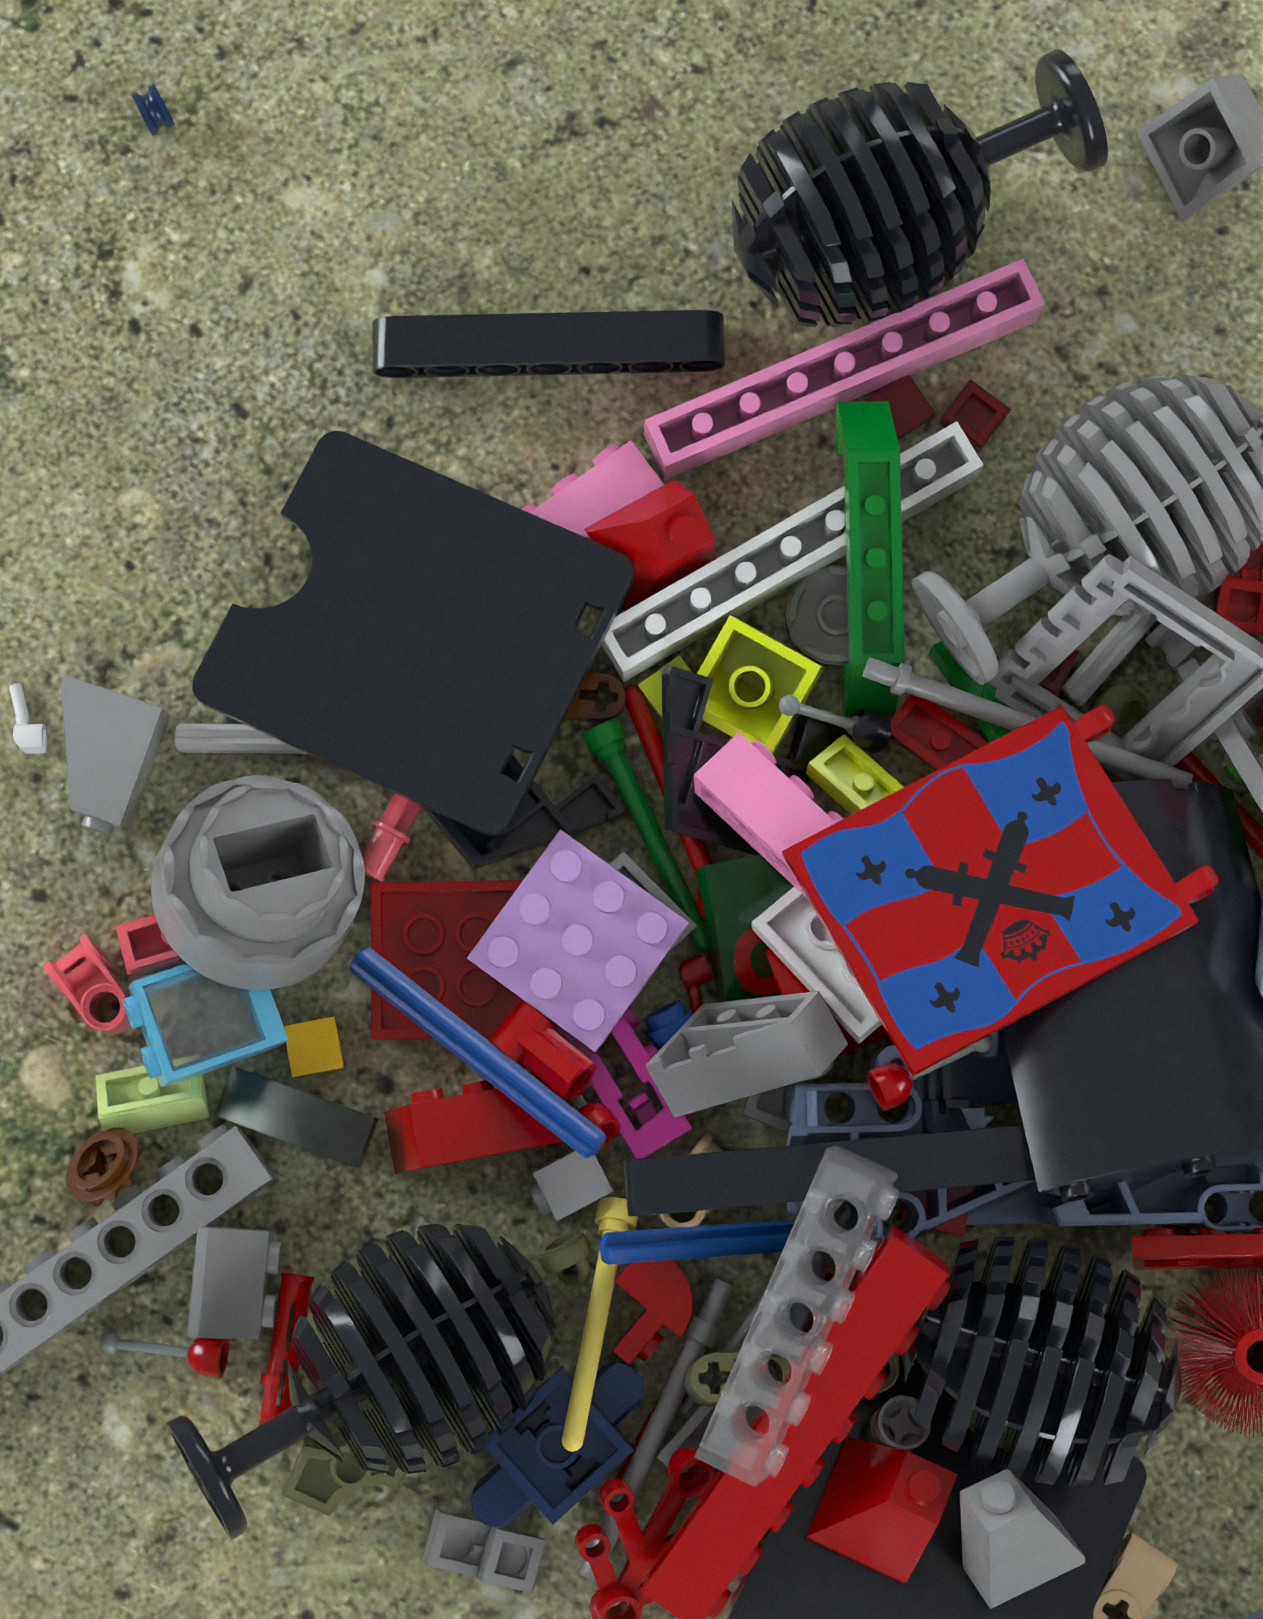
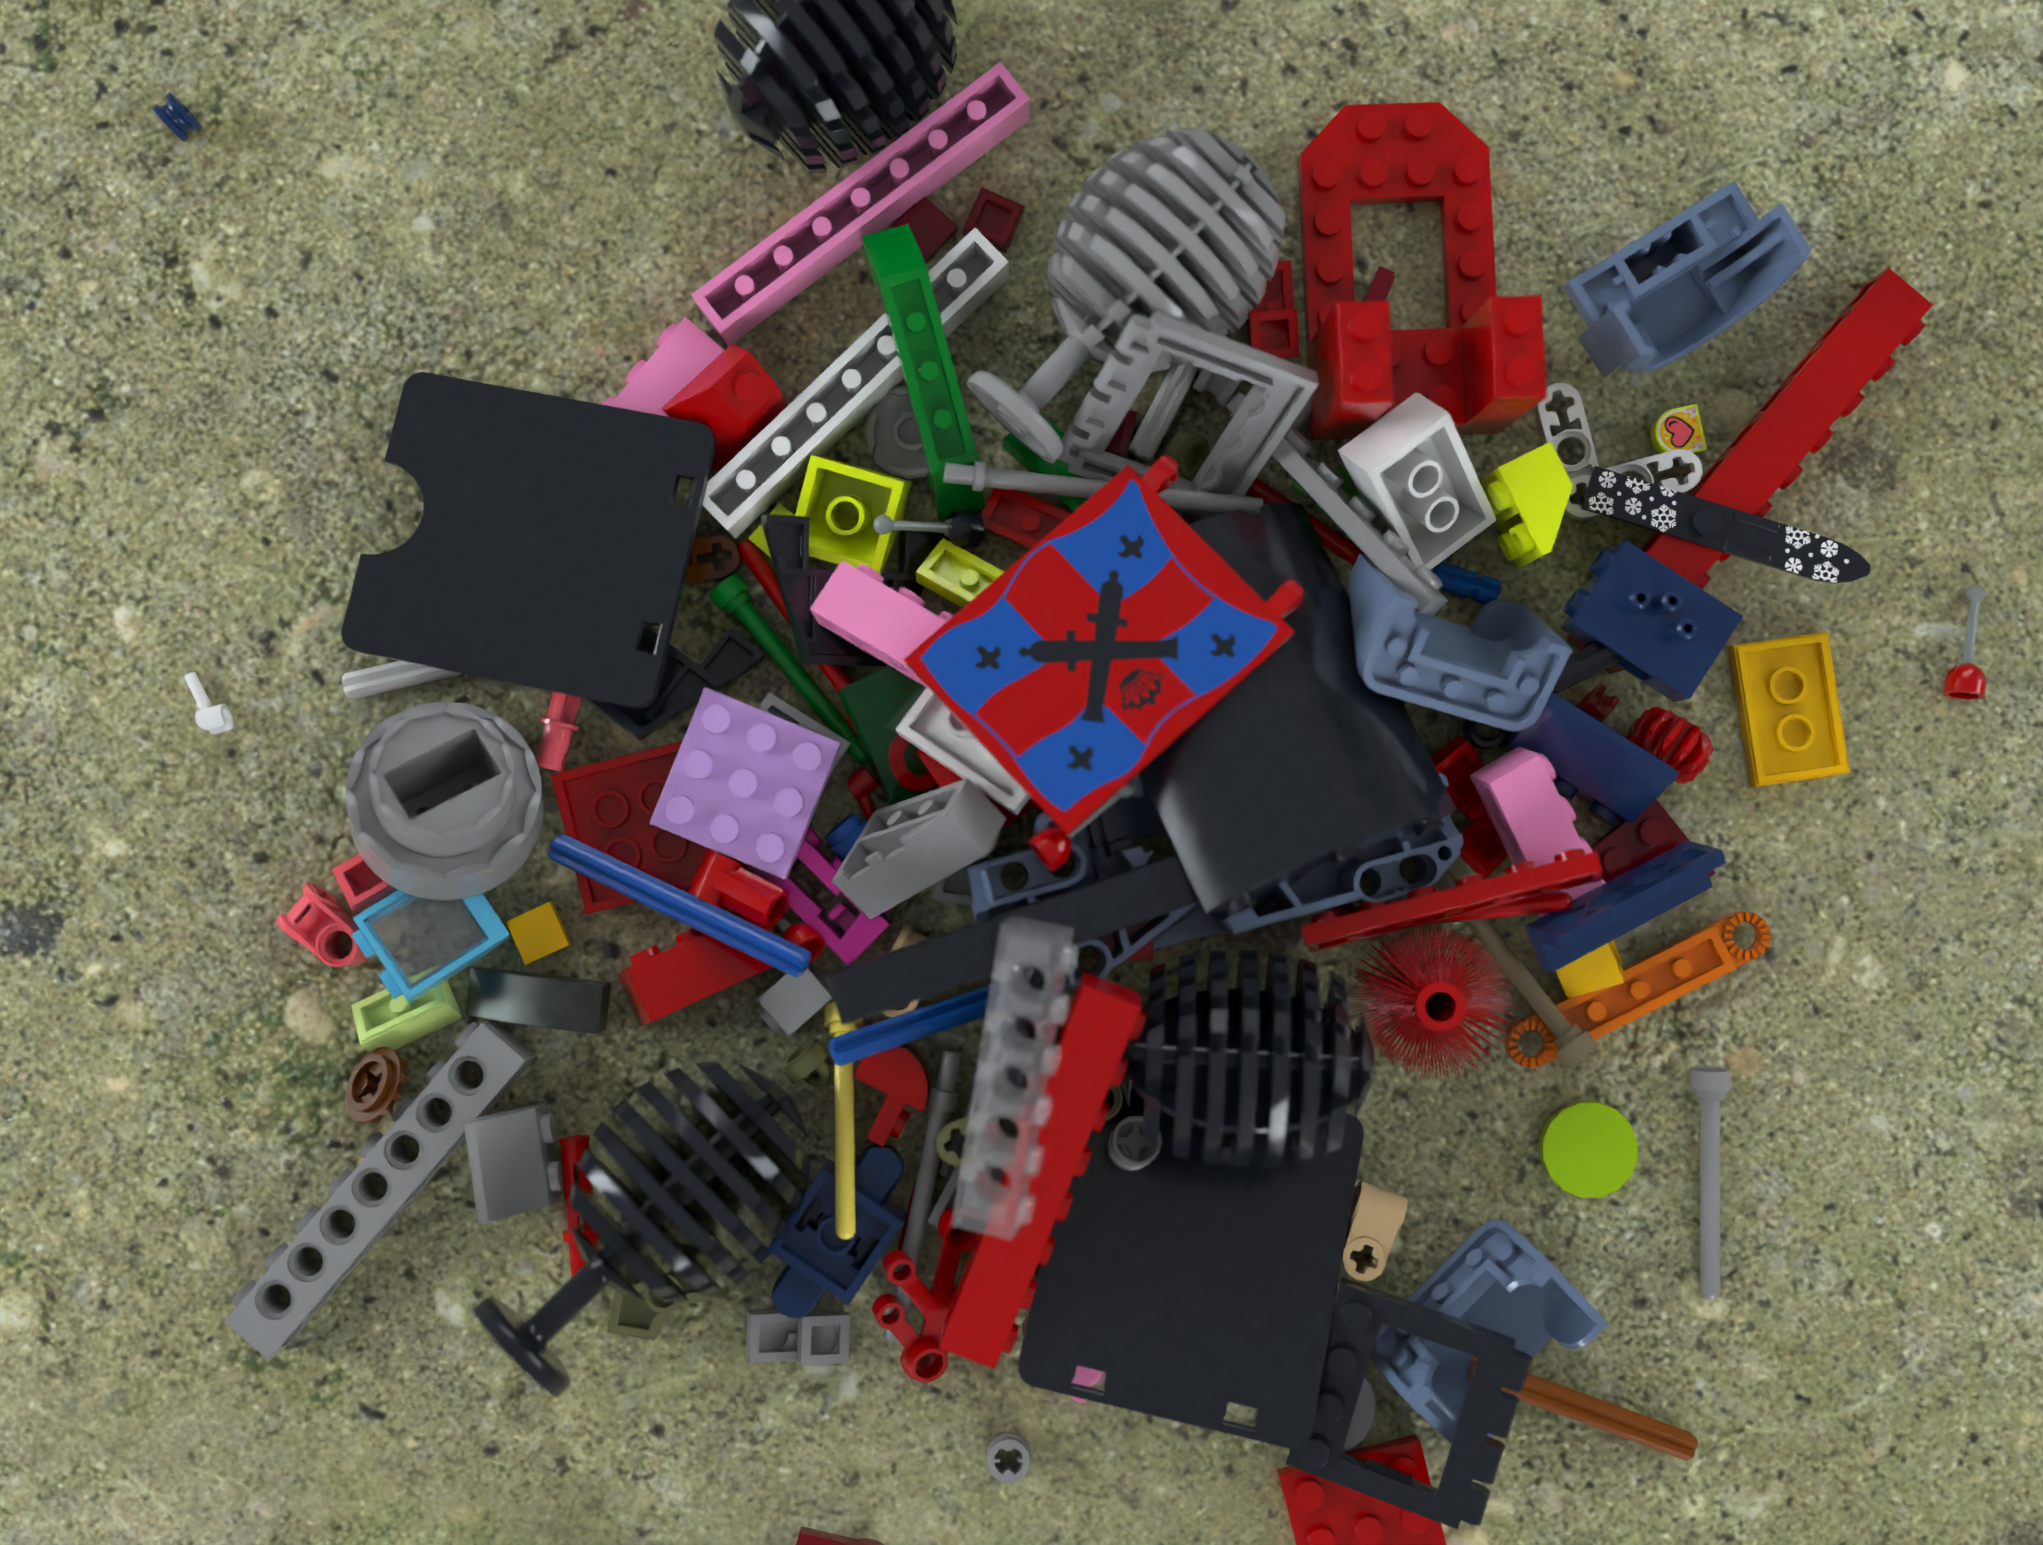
camera: 15 degrees left, 5 degrees up
(108, 752) = (285, 715): light grey slope -> none
(204, 1355) = (509, 1231): hinge -> none
(548, 343) = (591, 246): black beam -> none
(881, 1507) = (1133, 1219): red slope -> none
(1011, 1539) = (1256, 1219): light grey slope -> none

